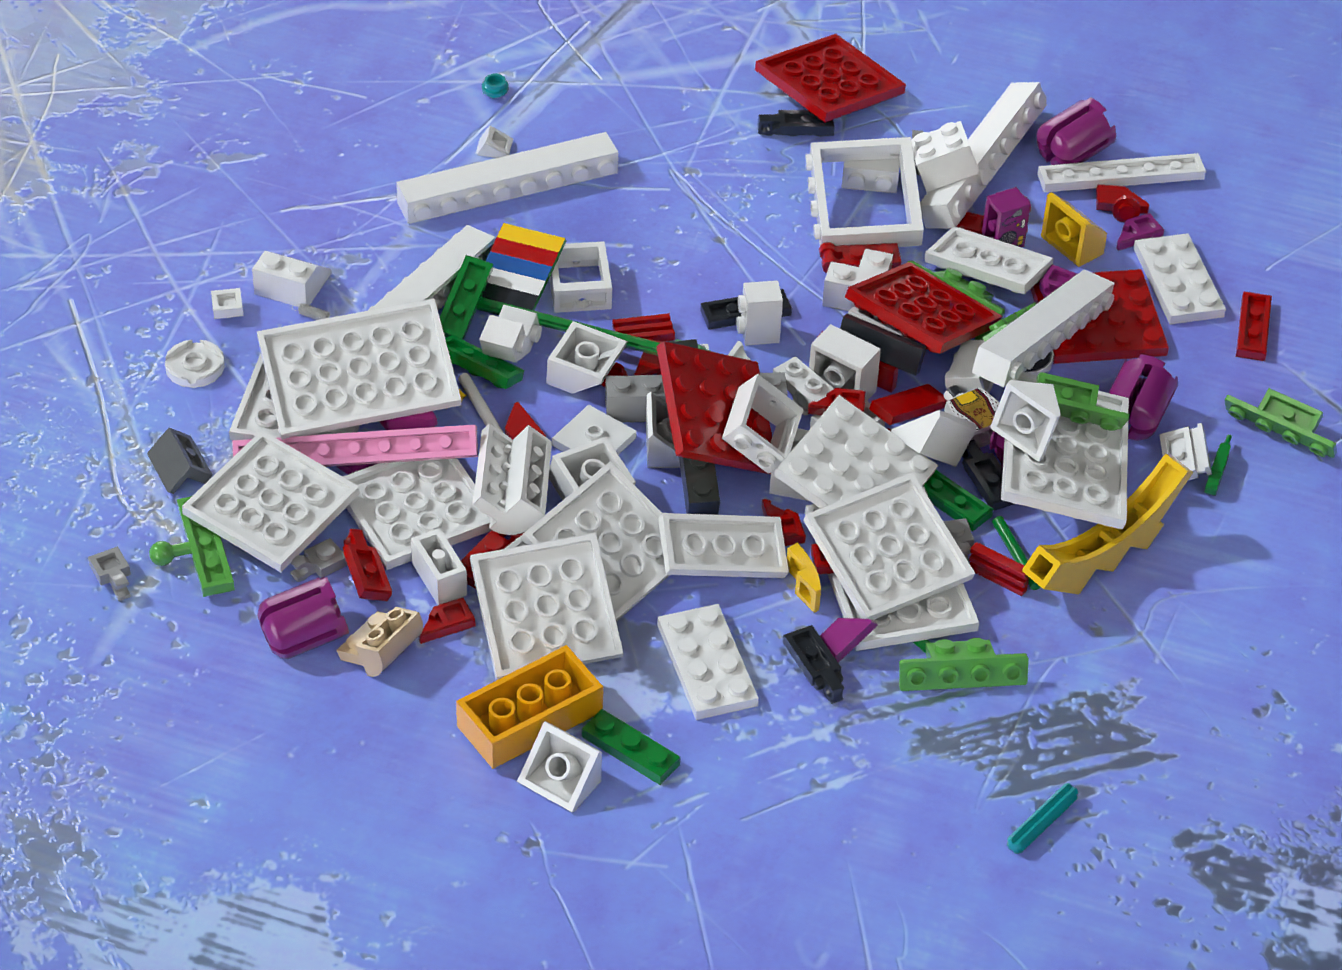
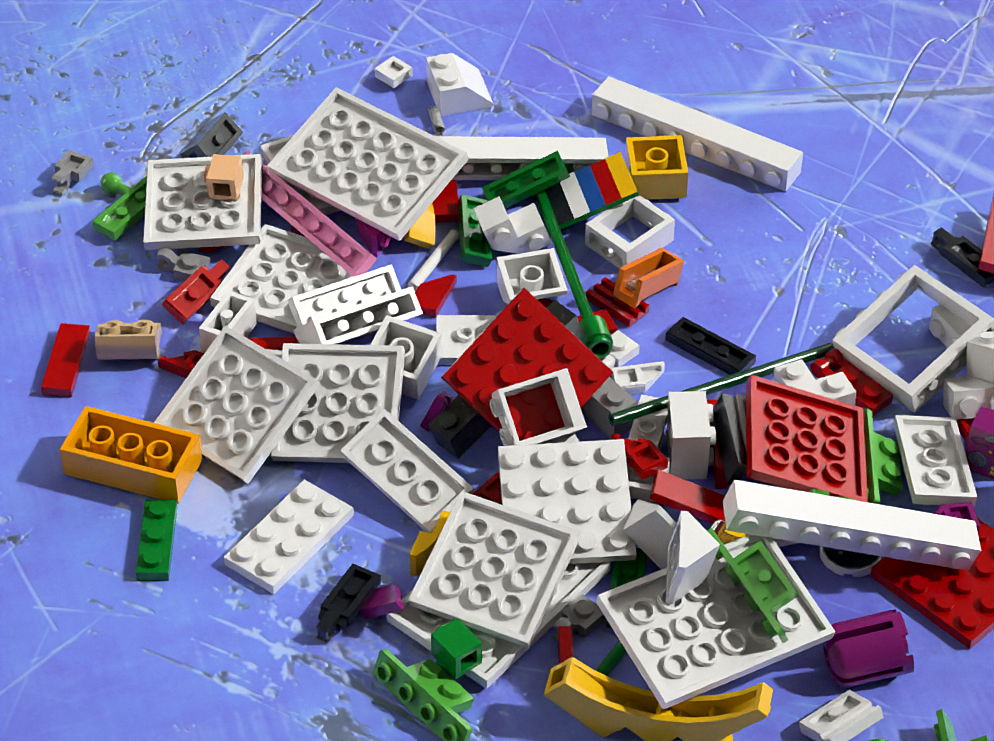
camera: 55 degrees right, 0 degrees up
(194, 363) = (314, 89): white tile -> none
(275, 464) = (224, 177): none -> light nougat brick
(301, 618) = (107, 285): magenta cylinder -> none
(352, 698) = (65, 360): none -> red tile
(494, 143) = (731, 107): white slope -> none
(495, 85) = (795, 70): teal plate -> none
(531, 209) = (657, 166): none -> yellow brick
(561, 767) = (89, 510): white slope -> none
(648, 293) = (647, 276): none -> orange window
(668, 491) = (440, 402): none -> magenta tile
(760, 313) = (696, 351): white brick -> none
(806, 321) = (719, 384): none -> dark green piece
(941, 616) = (456, 648): none -> green brick

